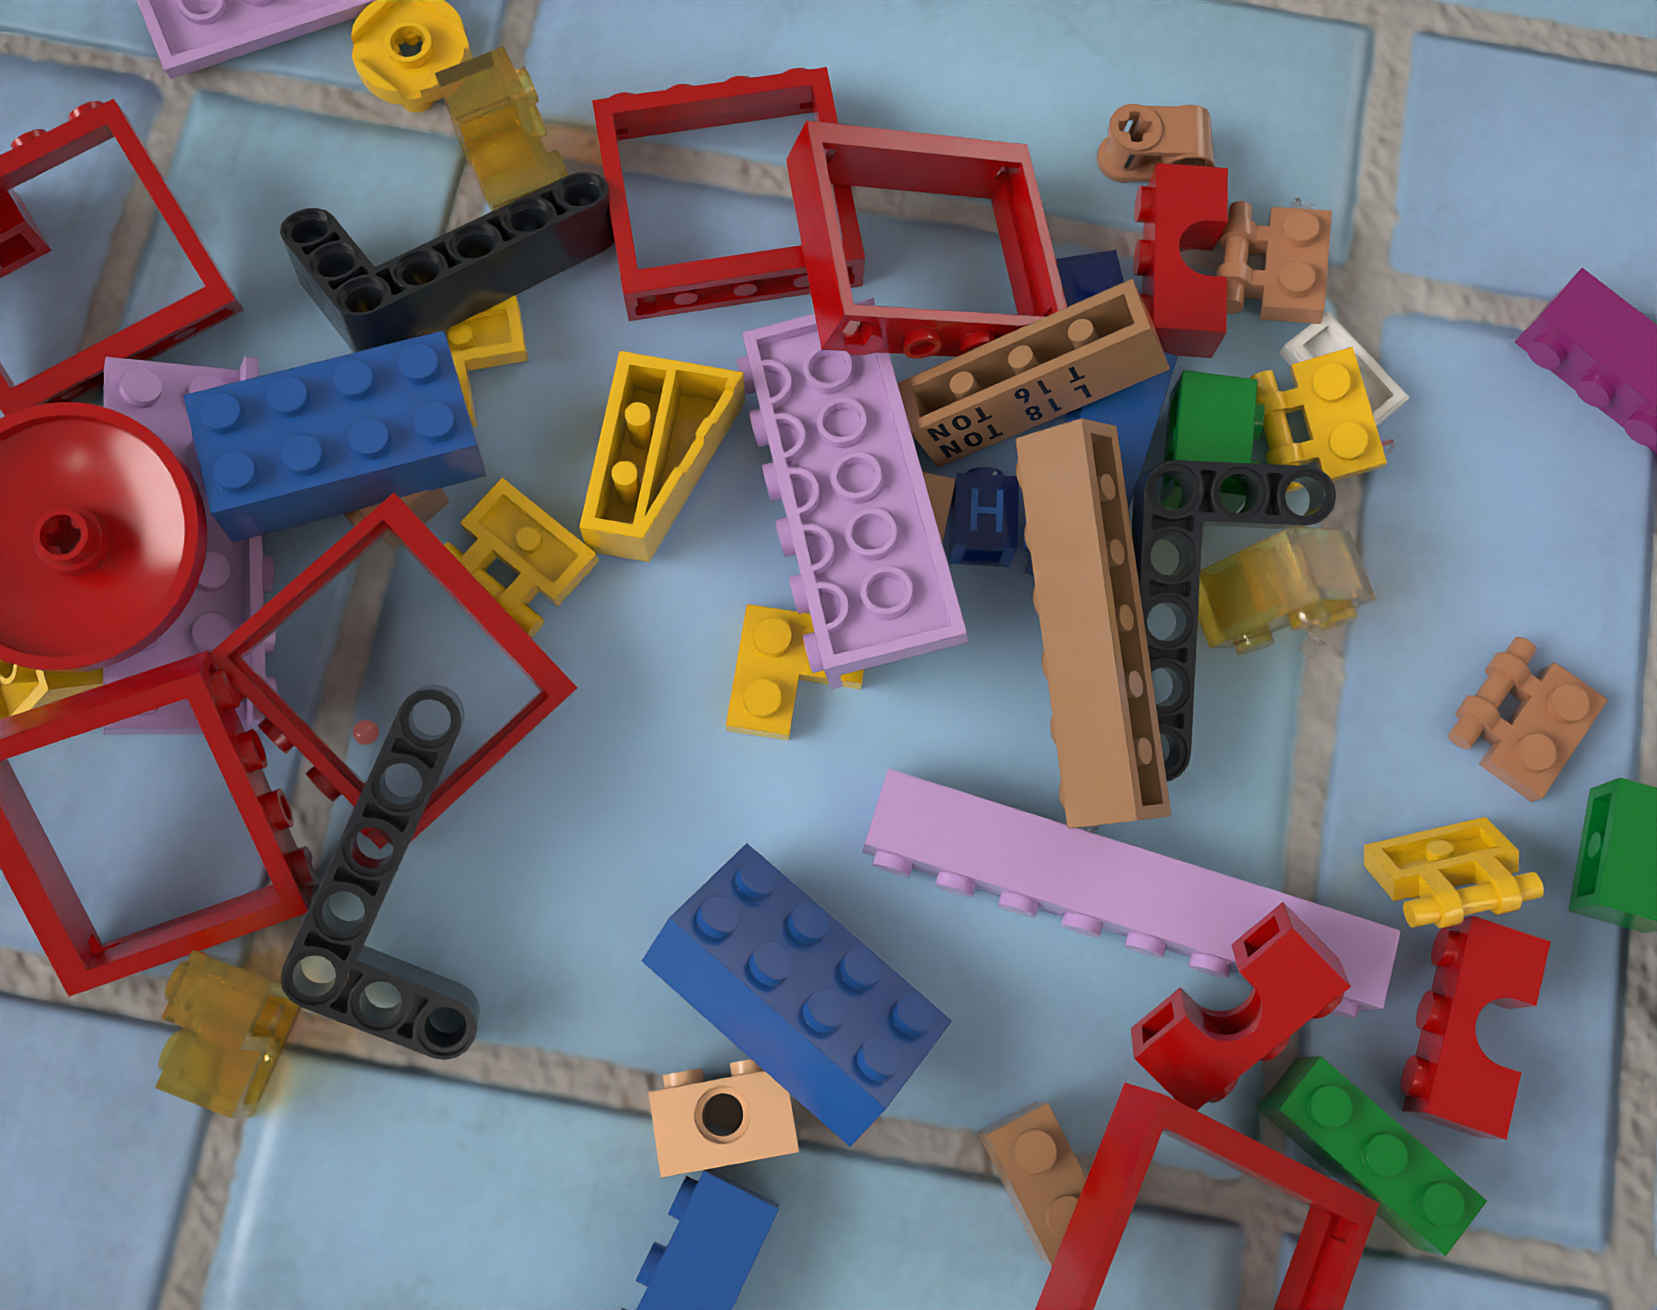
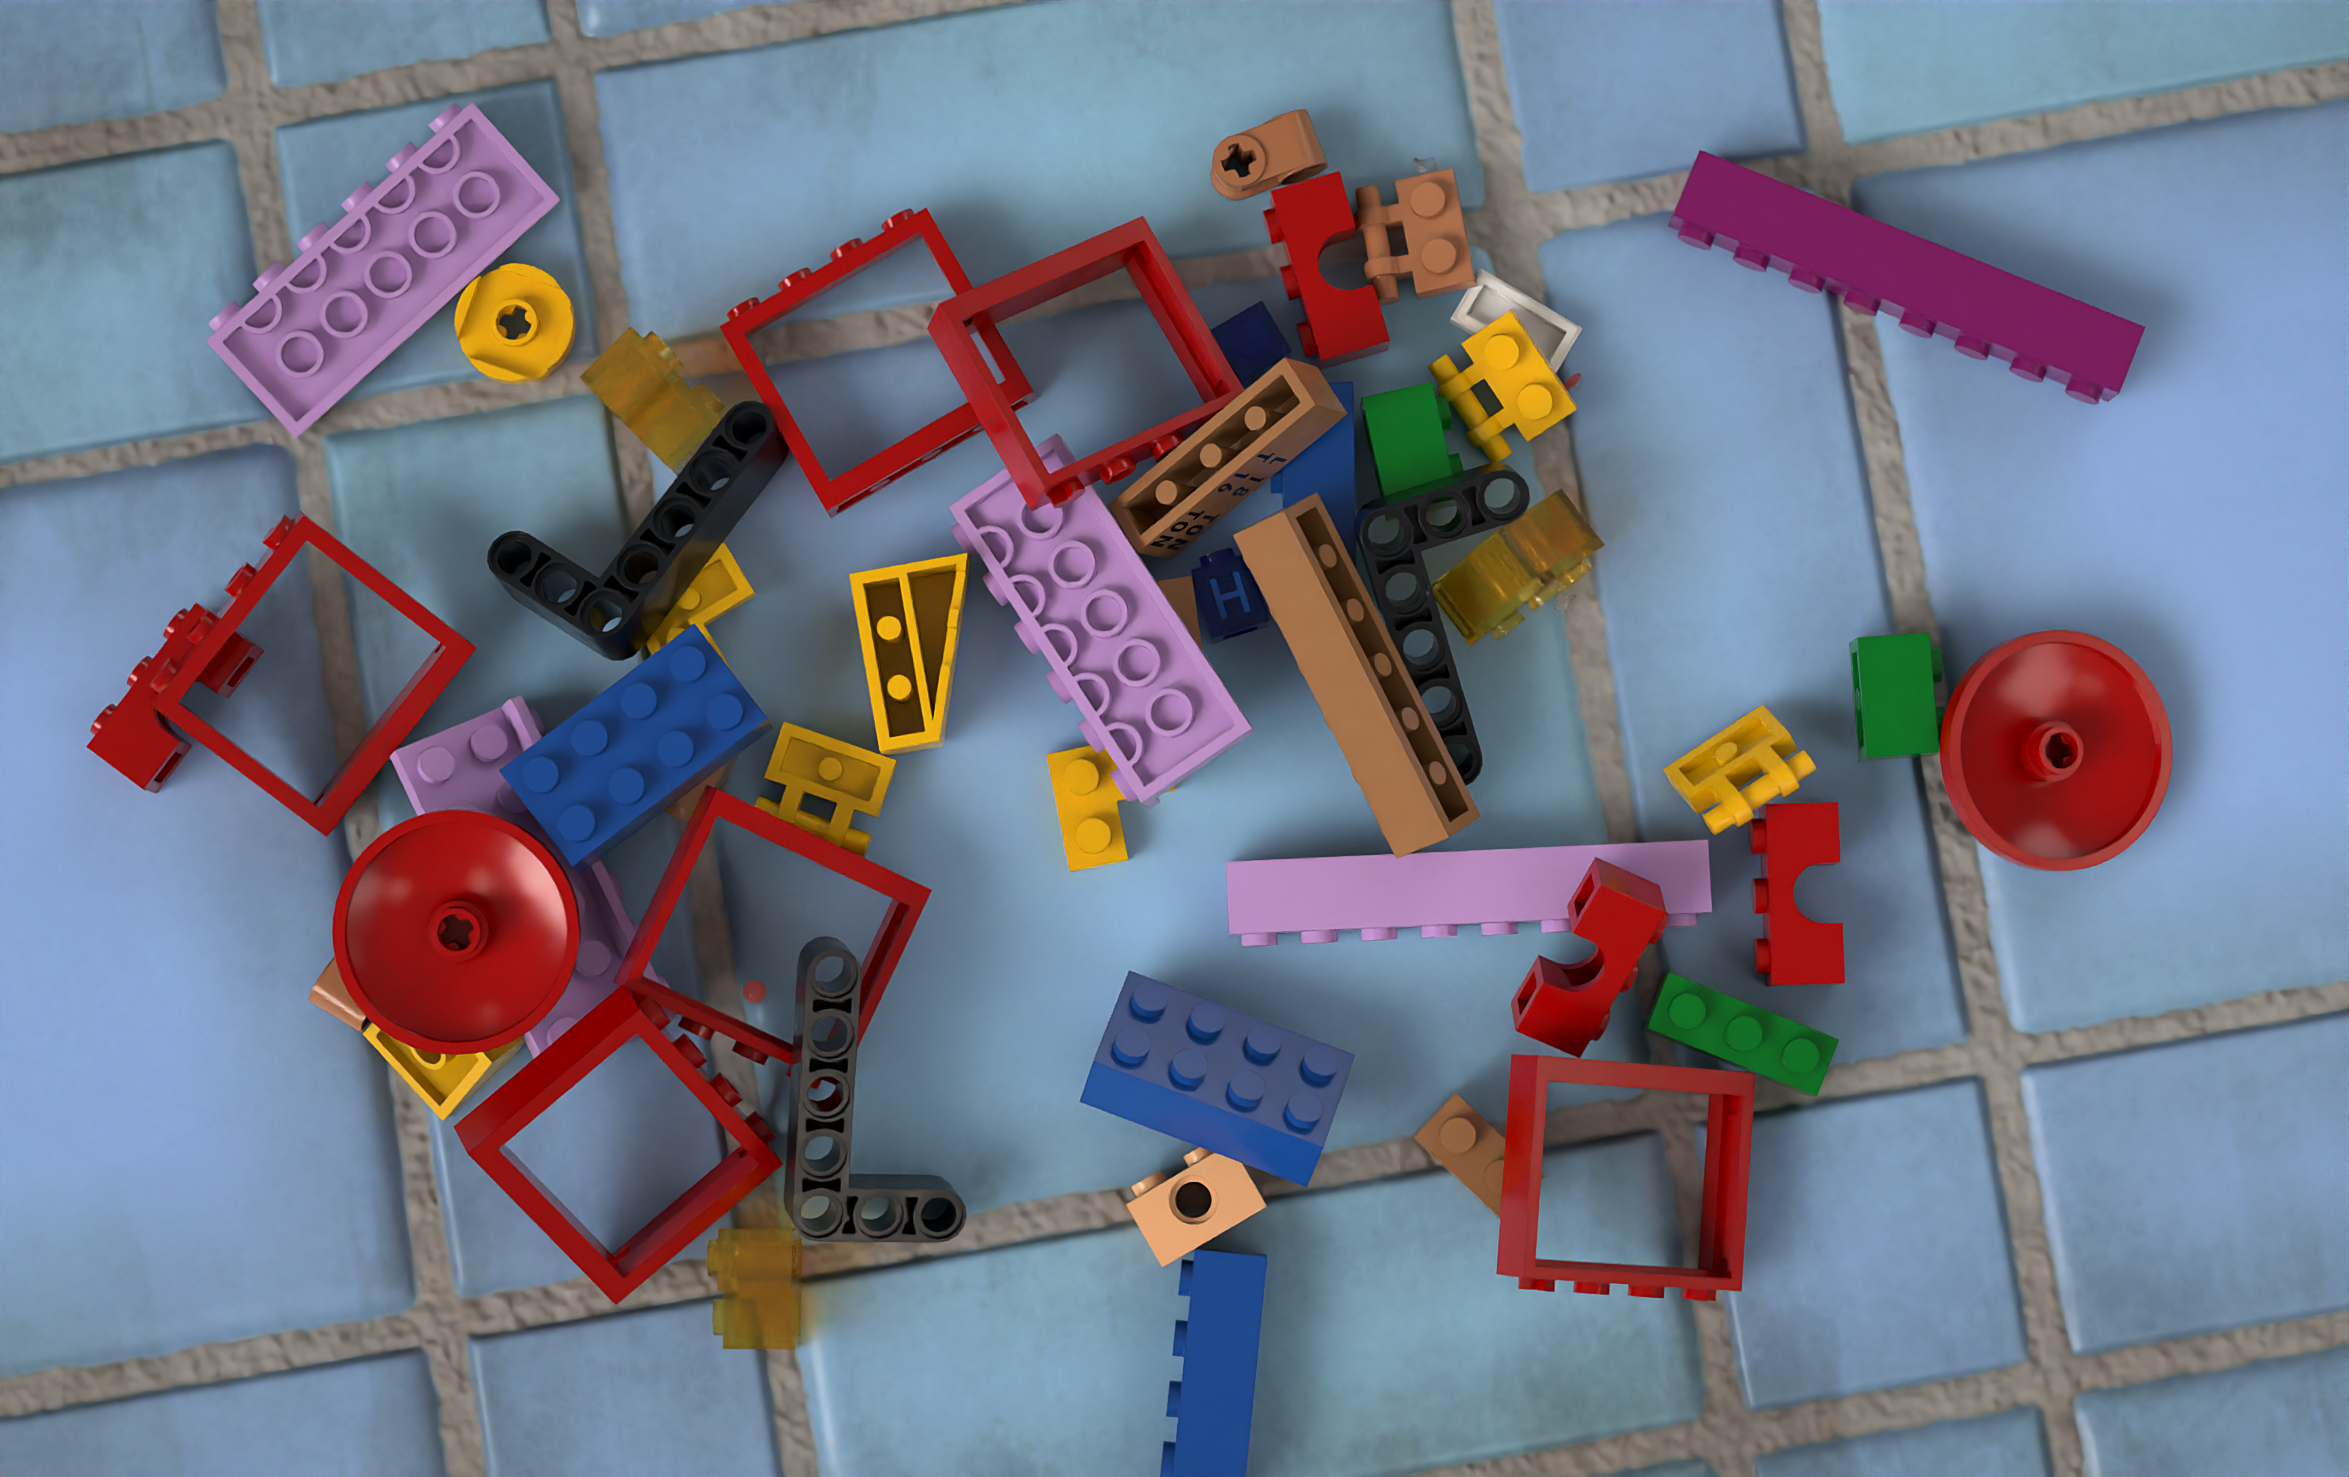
camera: 10 degrees left, 10 degrees up
(1542, 730) = (1792, 604): nougat plate -> none

